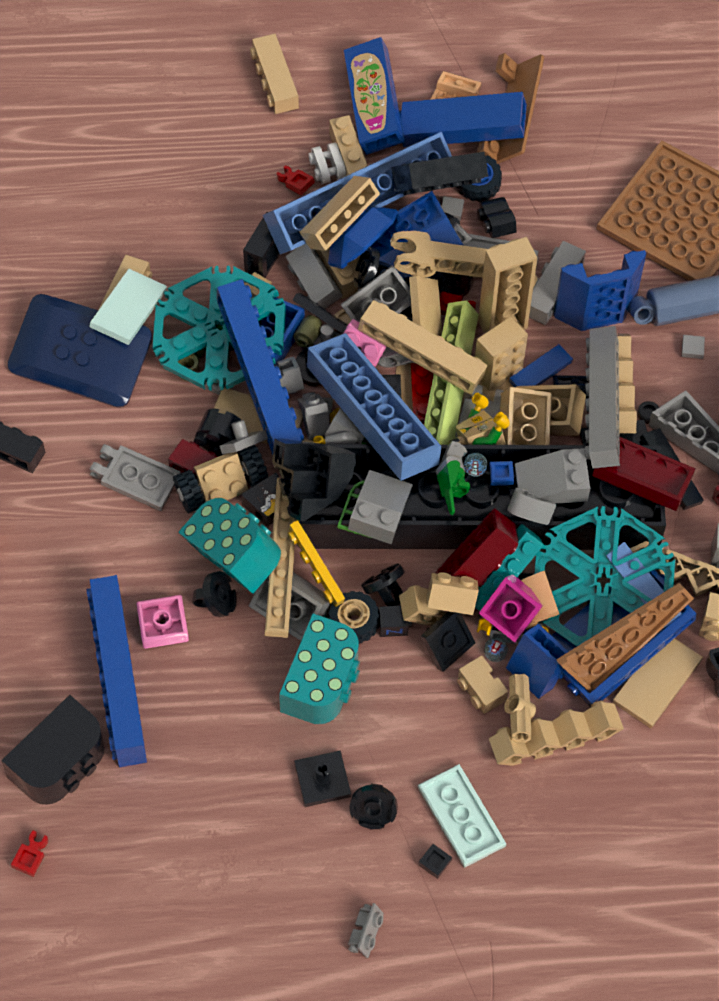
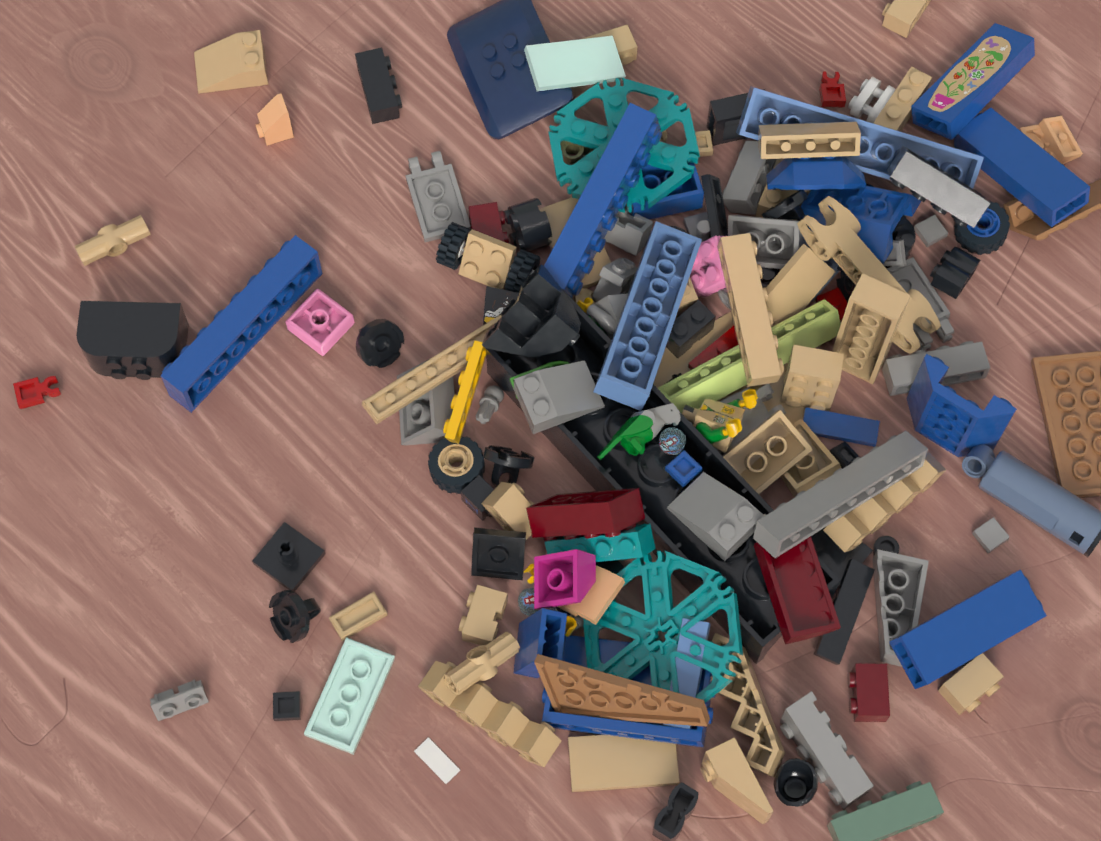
camera: 50 degrees right, 5 degrees up
(233, 542) = (424, 314): teal brick -> none
(242, 439) = (532, 244): light grey tile -> none
(307, 331) = (689, 214): olive brick -> none
(321, 672) = (377, 477): teal brick -> none
(330, 562) = (489, 403): none -> light grey axle
(407, 766) = (358, 616): none -> tan tile
(452, 593) = (531, 520): tan brick -> none
(528, 507) = (663, 515): light grey panel -> none
(556, 795) = (437, 760): none -> white sticker

